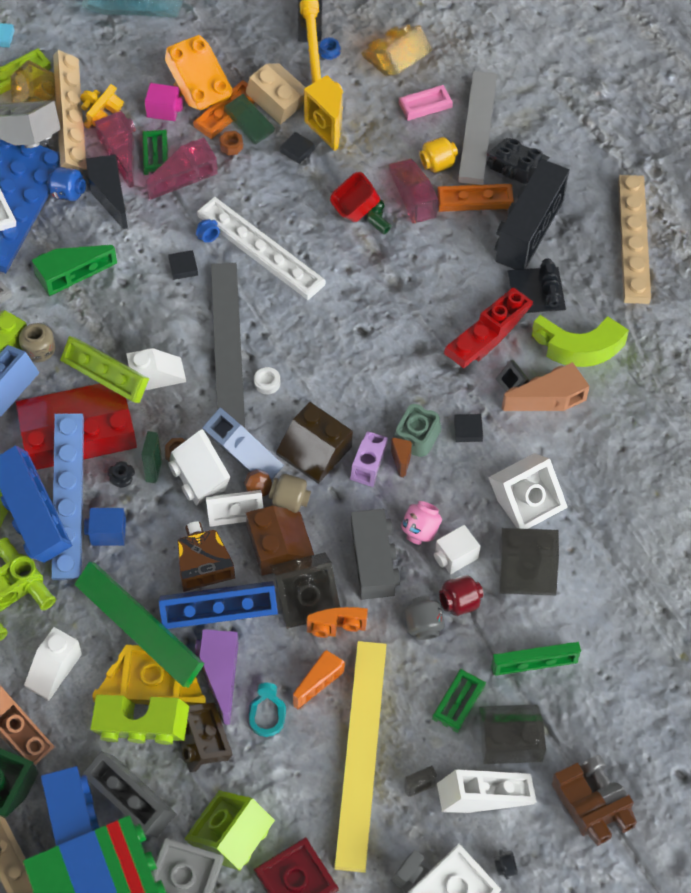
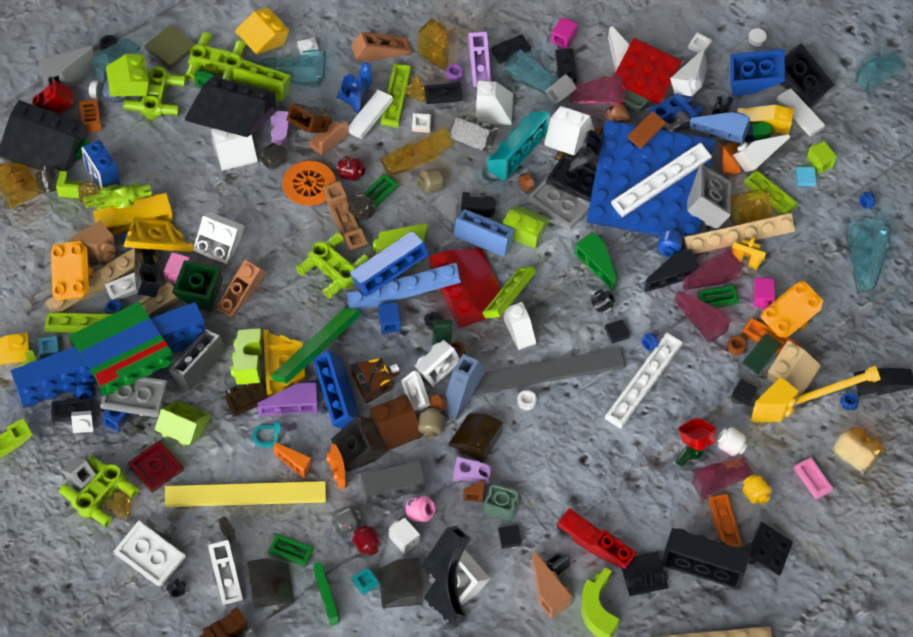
camera: 80 degrees right, 0 degrees up
(37, 342) = (526, 249): dark tan head -> none
(52, 663) = (285, 304): white slope -> none
(138, 268) = (603, 301): none -> black gear
(371, 164) = (732, 441): none -> white head
(477, 128) = (794, 516): light grey tile -> none
(516, 609) = (365, 581): none -> teal tile
(523, 498) = (443, 566): none -> black arch

